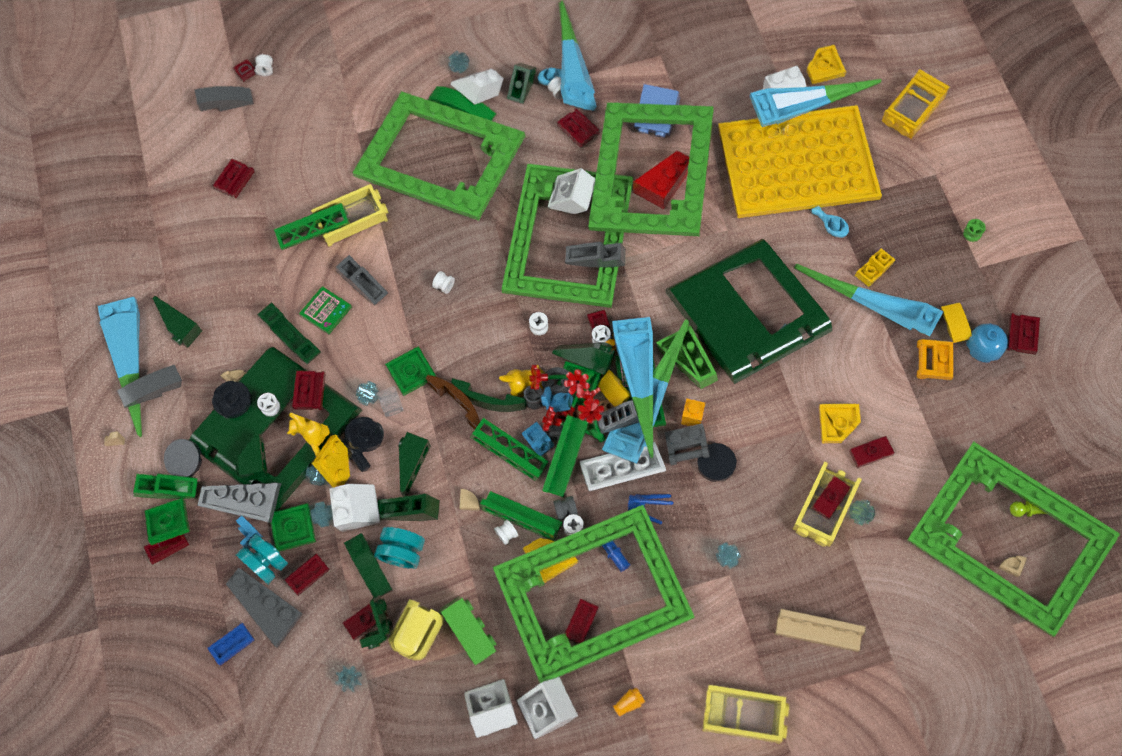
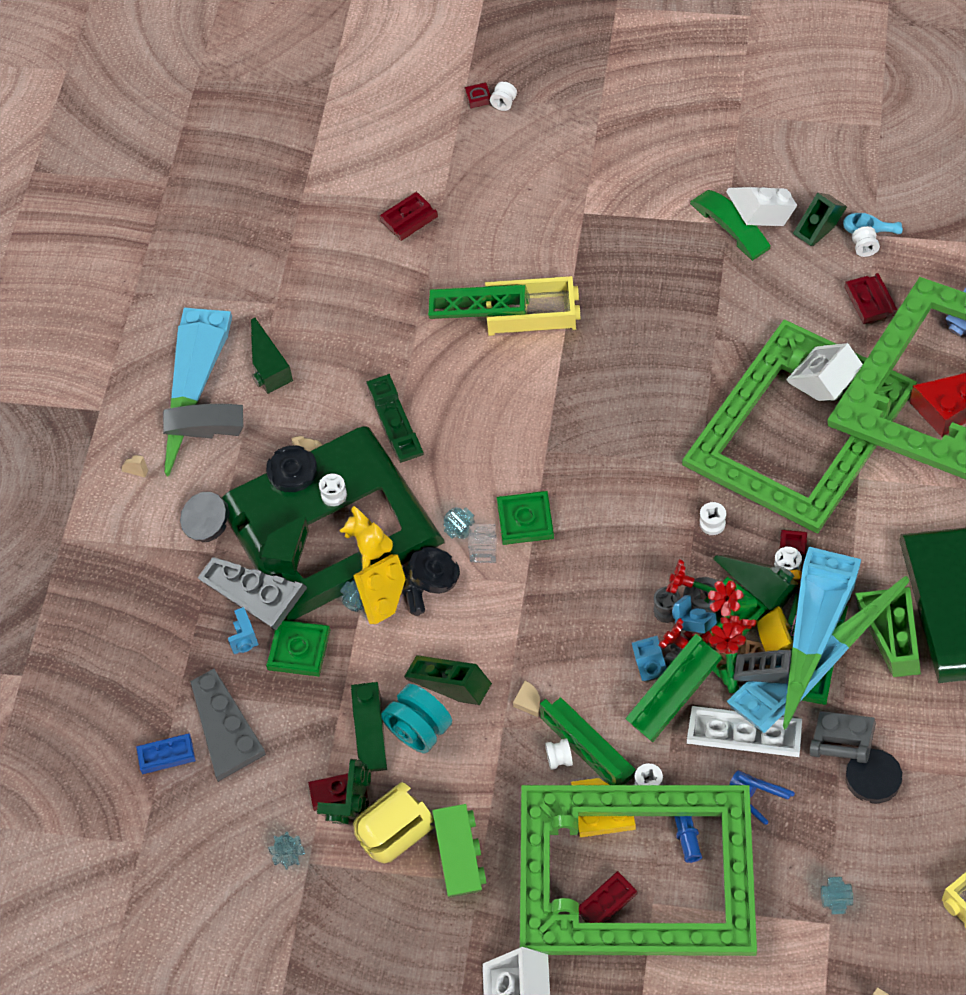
camera: 25 degrees right, 10 degrees down
(164, 486) = (169, 542): green slope -> none
(165, 548) = (141, 610): dark red plate -> none
(167, 521) = (154, 582): green tile -> none
(223, 97) = (437, 118): dark grey slope -> none
(262, 558) = (247, 665): teal wheel -> none
(307, 574) = (291, 709): dark red plate -> none
(308, 390) = (388, 491): dark red plate -> none
(322, 514) = (340, 644): clear light blue gear -> none
(325, 310) = (451, 408): green tile -> none
(354, 506) = (383, 650): white slope -> none
(361, 280) = (510, 387): dark grey slope -> none
(412, 454) = (480, 618): dark green slope -> none
(441, 387) = (556, 550): reddish brown slope -> none
(443, 282) = (612, 425): white wheel -> none
(458, 62) = (749, 168): clear light blue gear -> none
(470, 202) = (687, 341): bright green plate -> none
(490, 708) = (444, 958): white slope -> none
(506, 453) = (601, 658): green fence -> none
(510, 404) = (632, 601): dark green slope -> none
(518, 381) = (654, 576): yellow animal -> none
(565, 507) = (647, 753): dark grey wheel -> none
(575, 79) = (892, 238): medium azure plate -> none
(596, 255) = (824, 459): dark grey slope -> none
(692, 412) = (868, 699): light orange brick -> none

